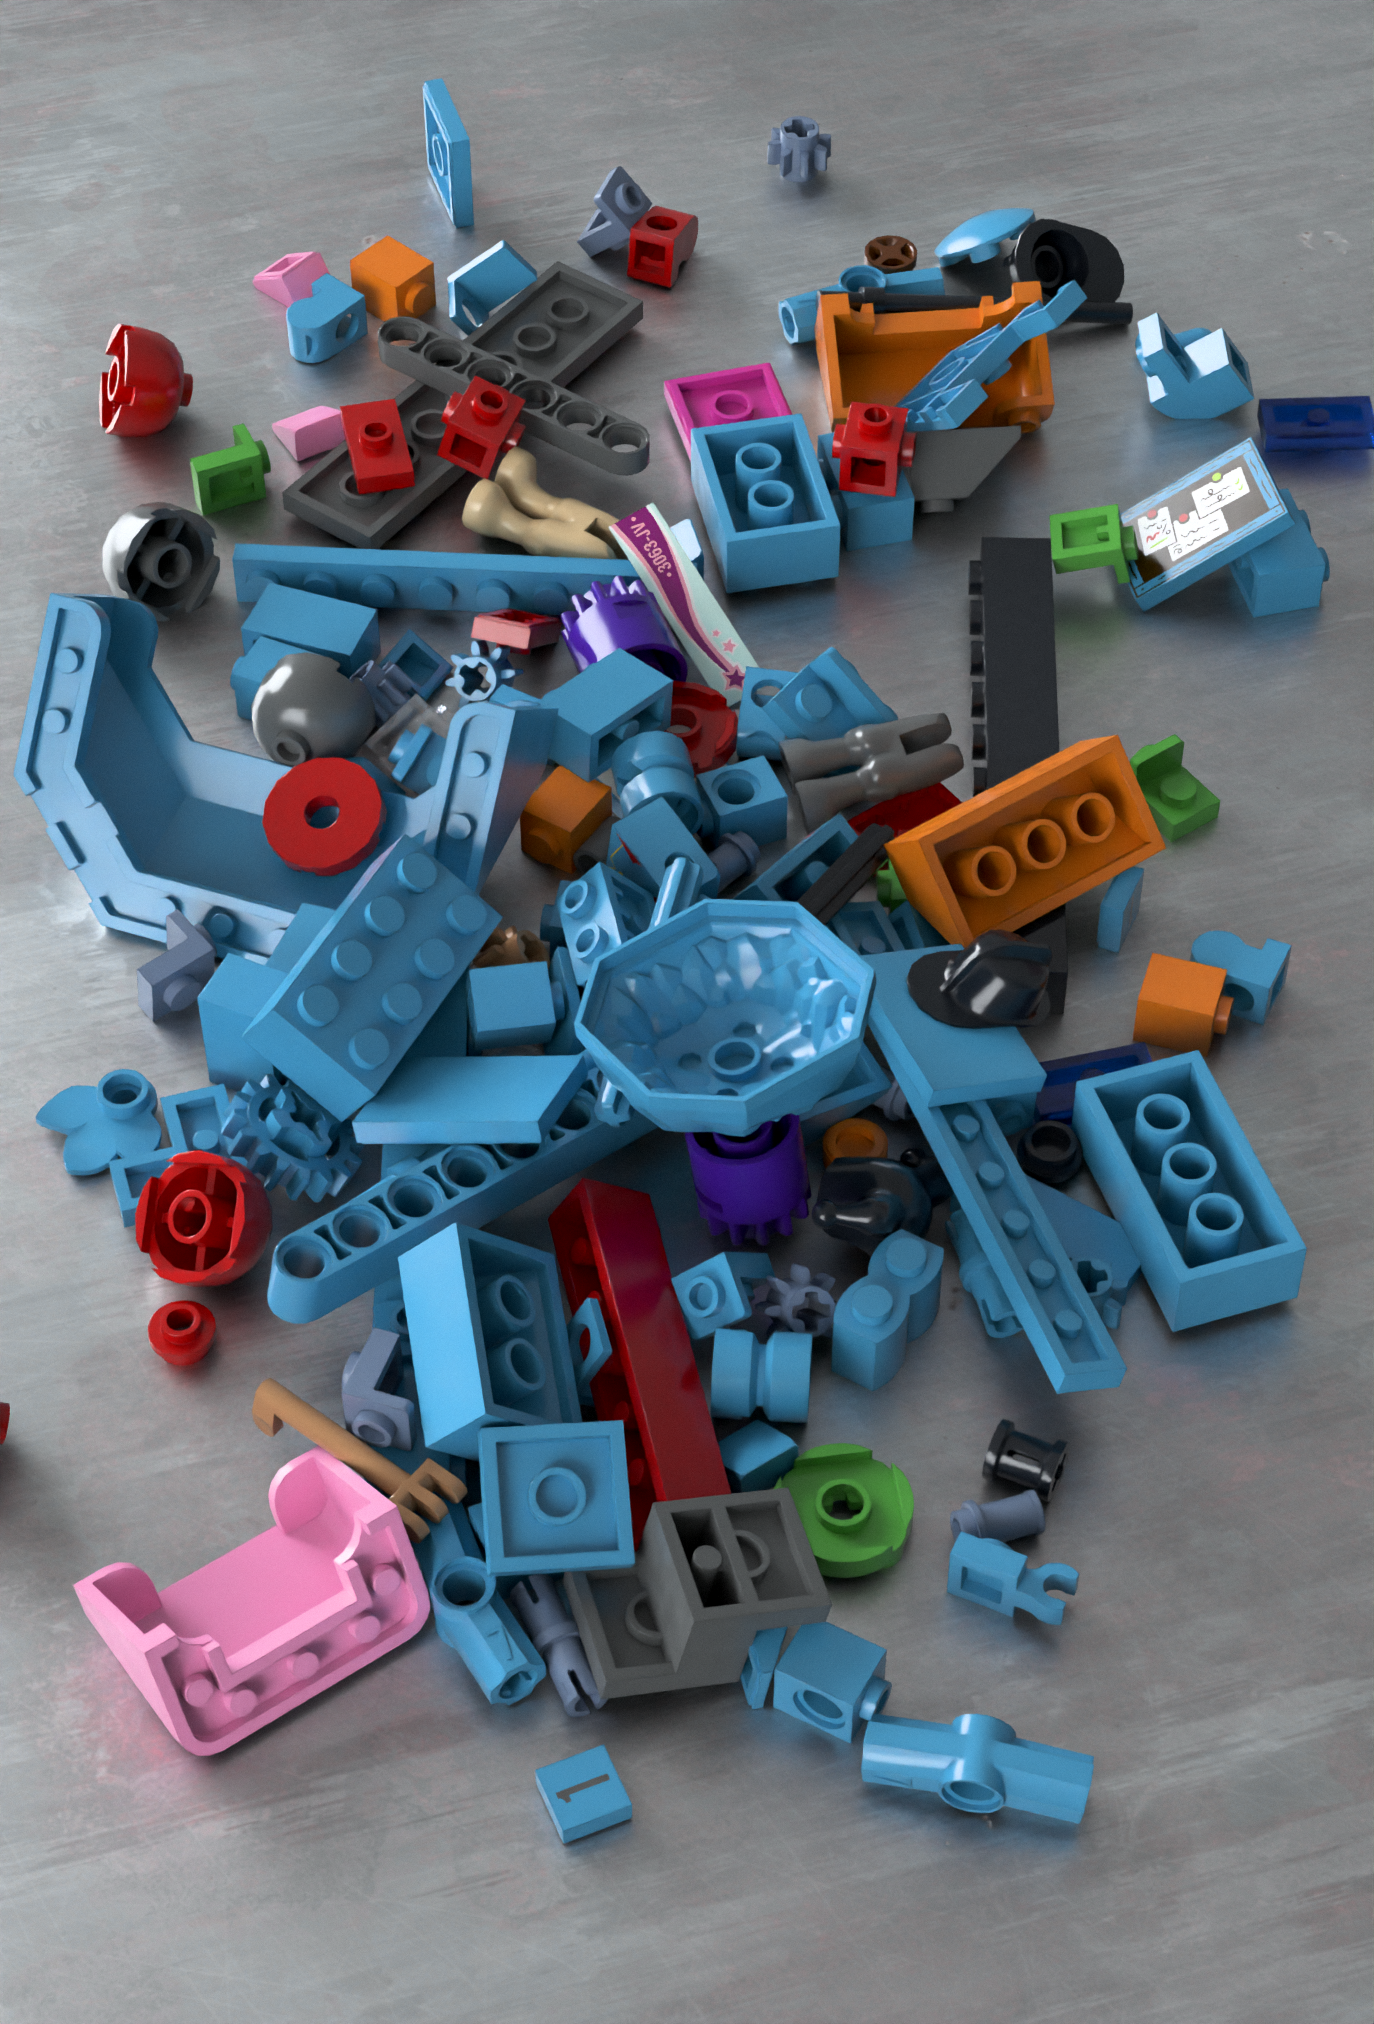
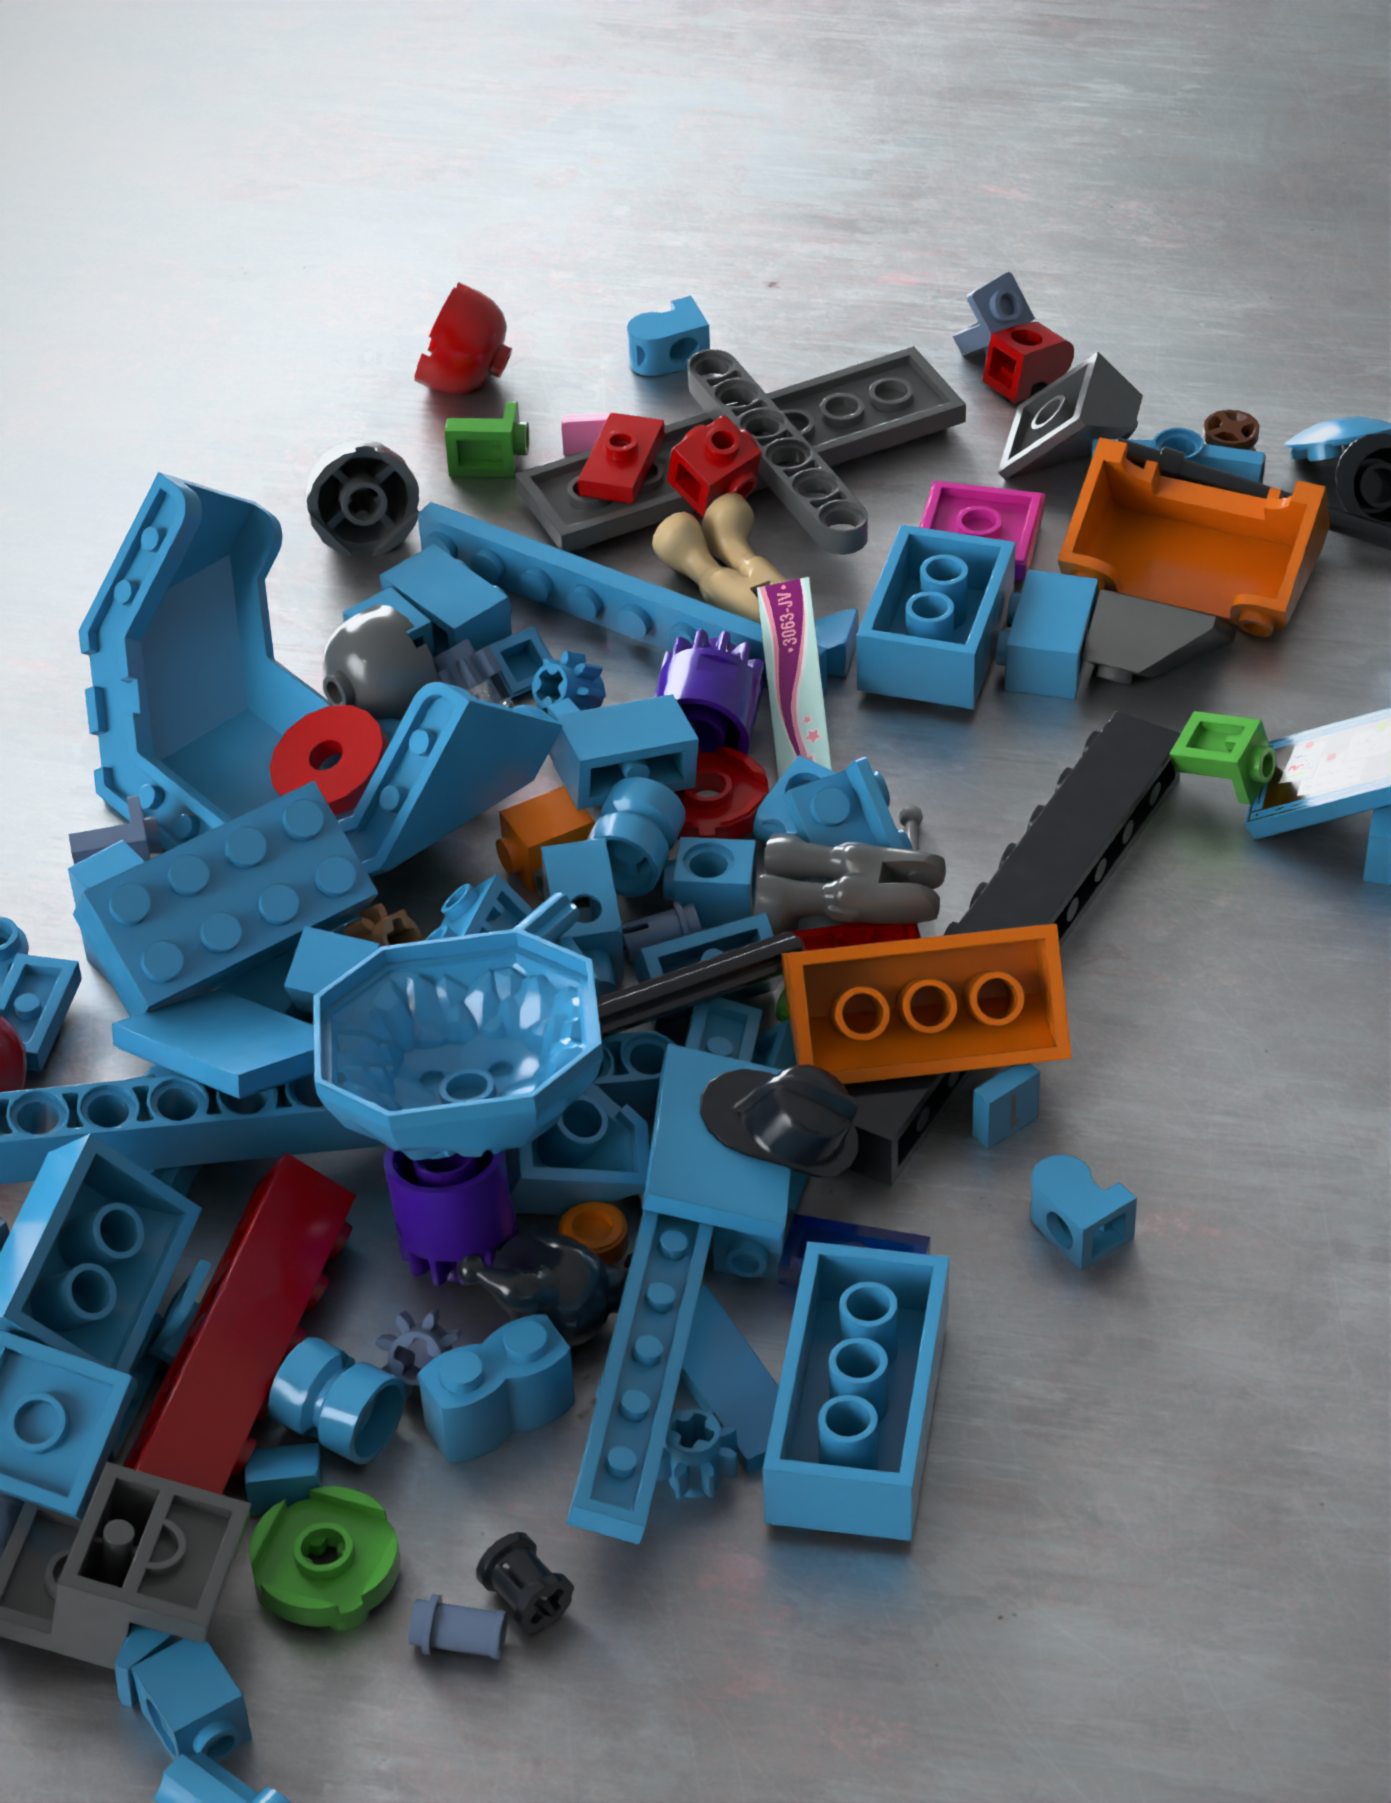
camera: 30 degrees right, 5 degrees down
(291, 277) = (661, 293): bright pink slope -> none
(291, 1139) = (73, 1026): dark azure gear -> none
(394, 280) = (753, 322): orange brick -> none
(448, 153) = (875, 221): dark azure tile -> none
(487, 284) = (828, 346): dark azure bracket -> none
(516, 629) = (617, 654): plate -> none
(720, 1290) = (355, 1302): dark azure bracket -> none
(739, 286) = (1068, 415): none -> dark grey slope
(799, 149) = (1221, 311): sand blue gear -> none
(873, 448) = (1050, 593): red brick -> none
(953, 386) = (1224, 551): dark azure wing -> none
(999, 1579) = (412, 1674): dark azure plate -> none
(1049, 1152) = (766, 1306): black plate -> none
(1172, 793) = (1143, 1010): bright green bracket -> none
(1182, 1005) = (995, 1216): orange brick -> none

